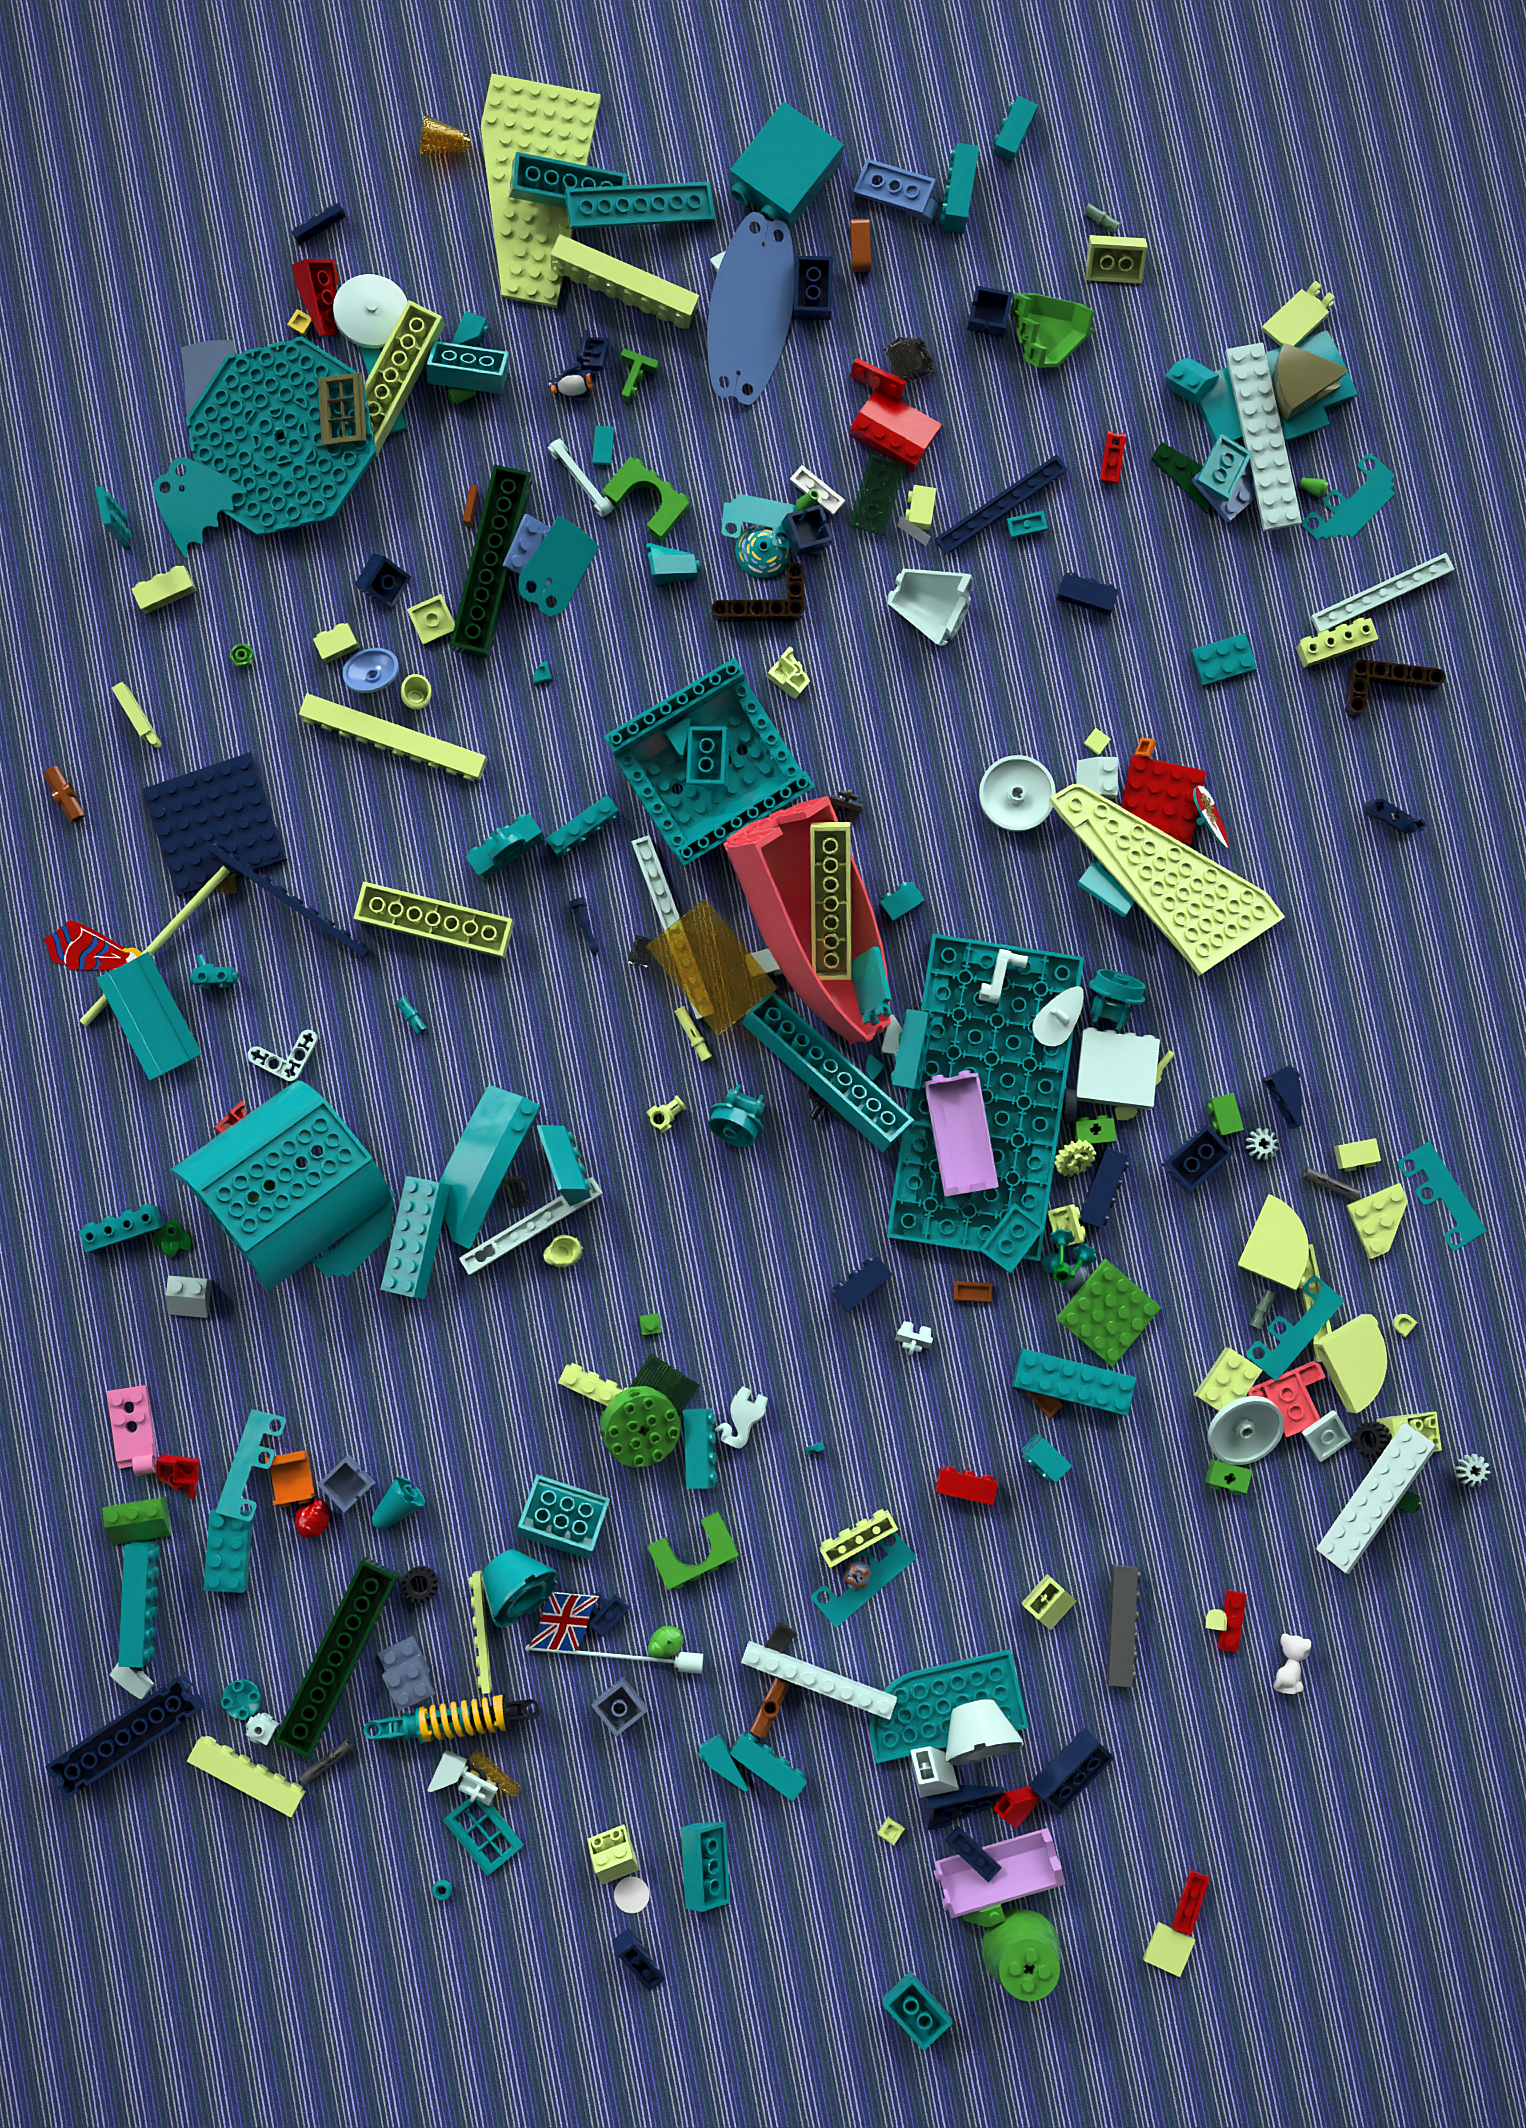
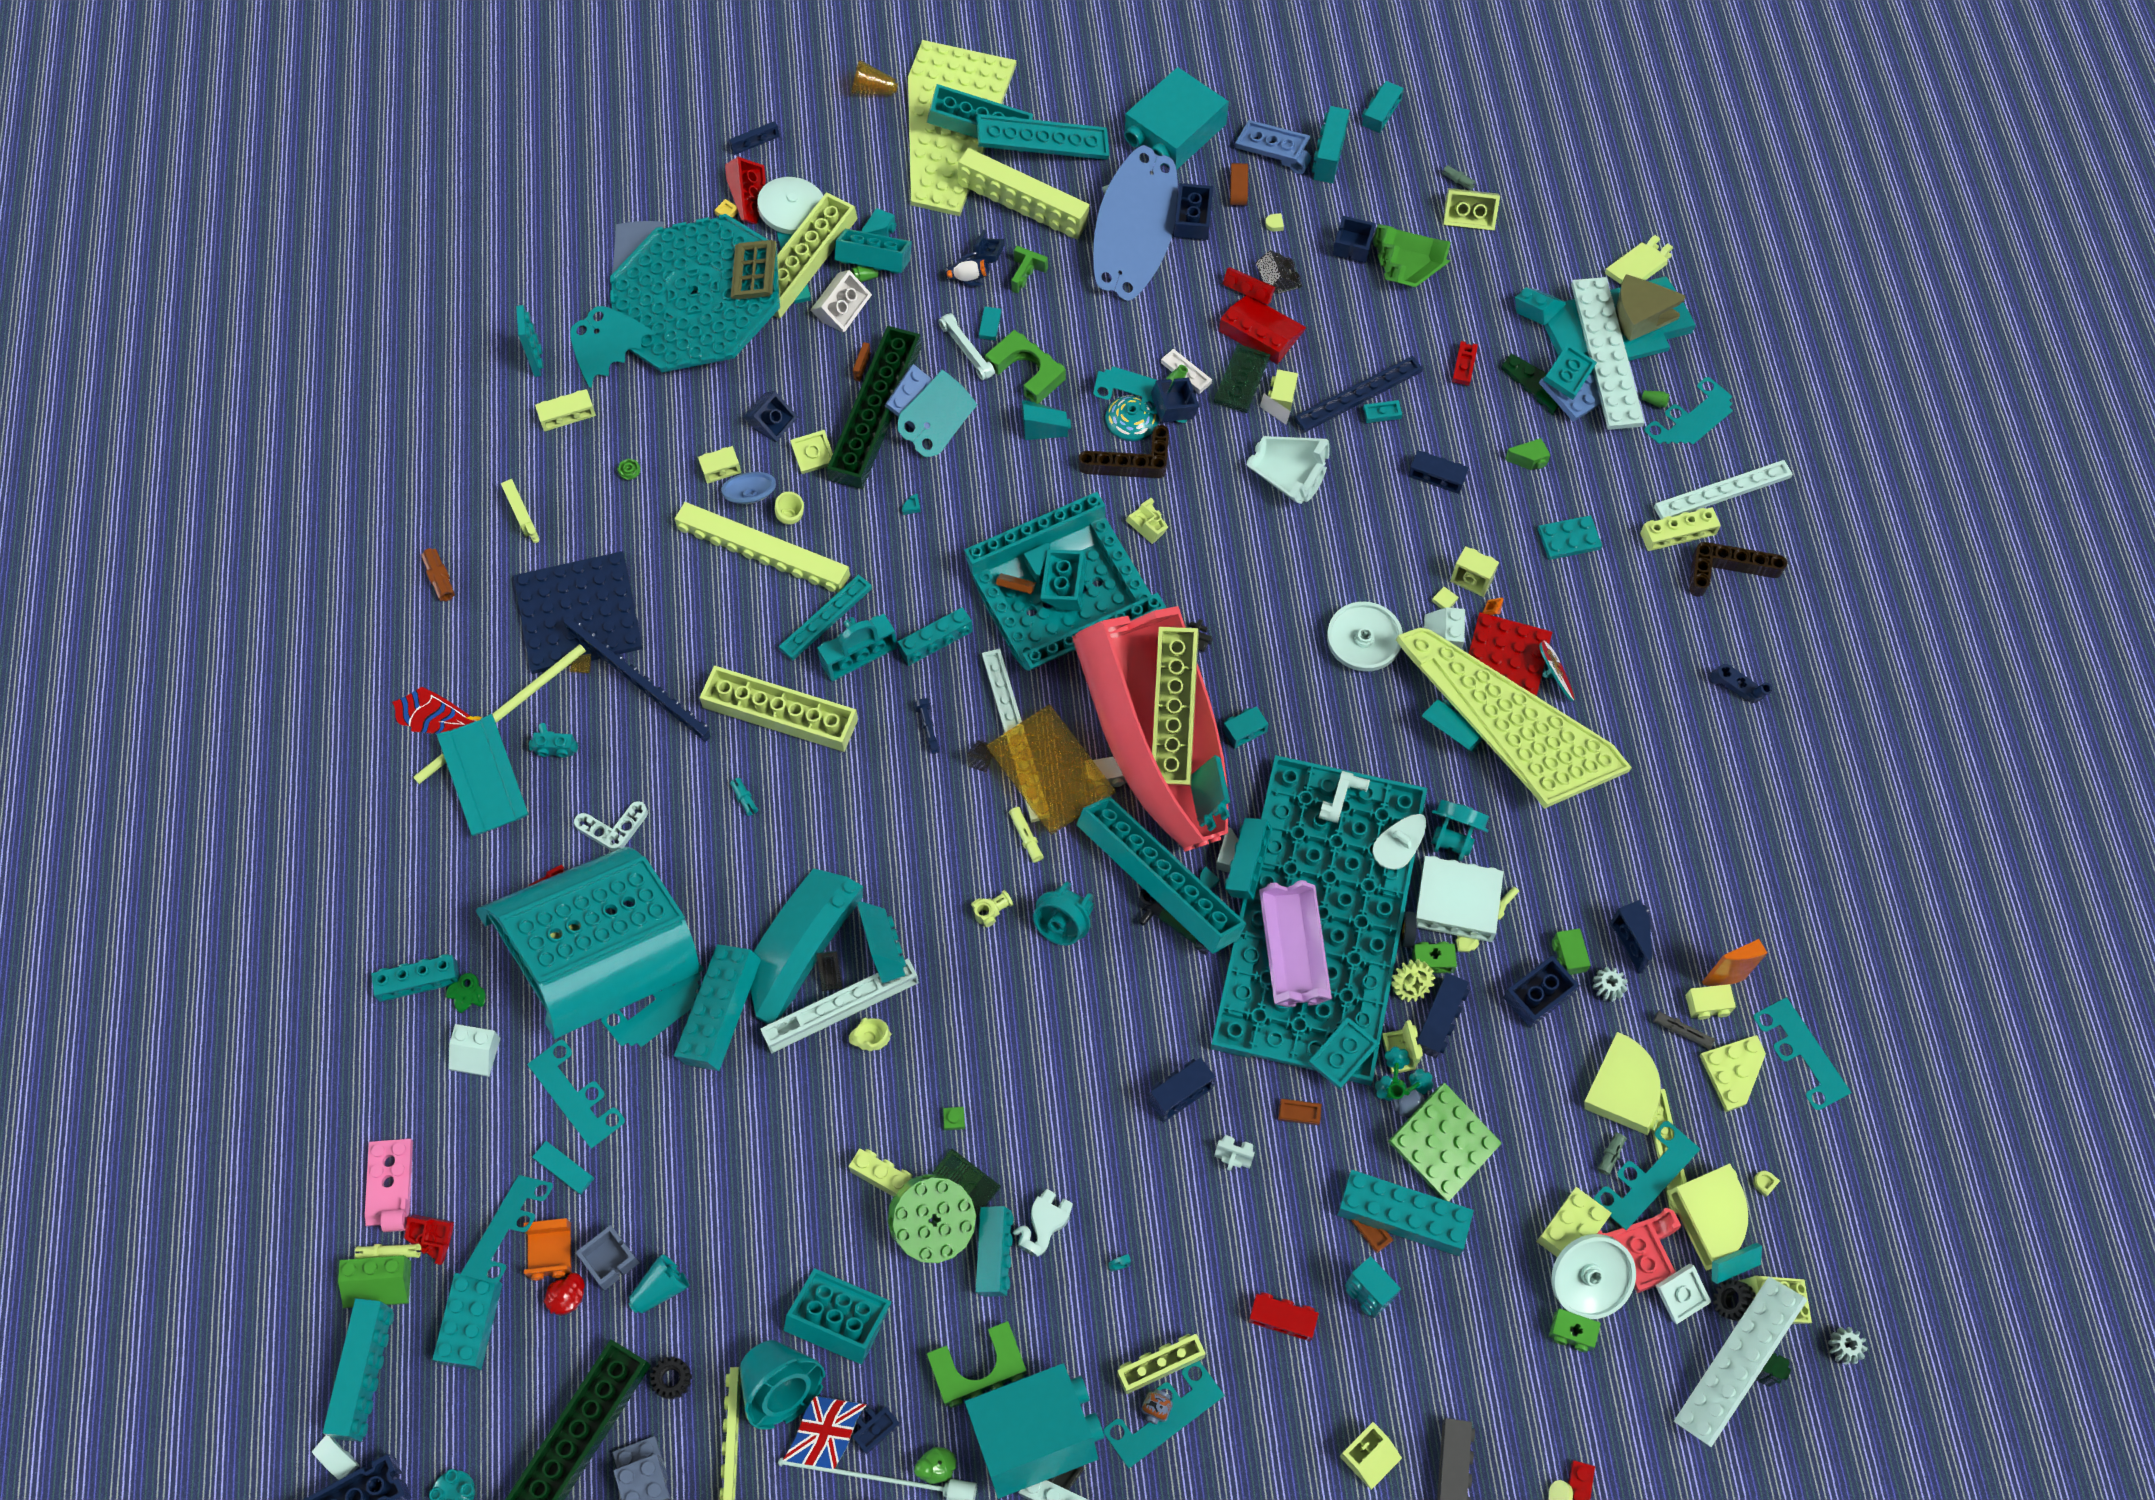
camera: 10 degrees right, 20 degrees down
(136, 1493) = (386, 1251): none -> yellowish green pin
(290, 1336) = (571, 1102): none -> teal piece
(292, 1400) = (563, 1167): none -> teal tile
(440, 431) = (841, 301): none -> white slope
(468, 812) = (825, 617): none -> teal plate
(659, 763) = (1016, 583): none -> dark orange tile
(750, 1609) = (1034, 1429): none -> teal brick
(901, 292) = (1274, 222): none -> yellowish green tile
(1127, 711) = (1474, 571): none -> yellowish green brick
(1182, 566) = (1529, 455): none -> bright green slope
(1375, 1406) = (1736, 1263): none -> teal tile
(1383, 1122) = (1736, 965): none -> orange slope

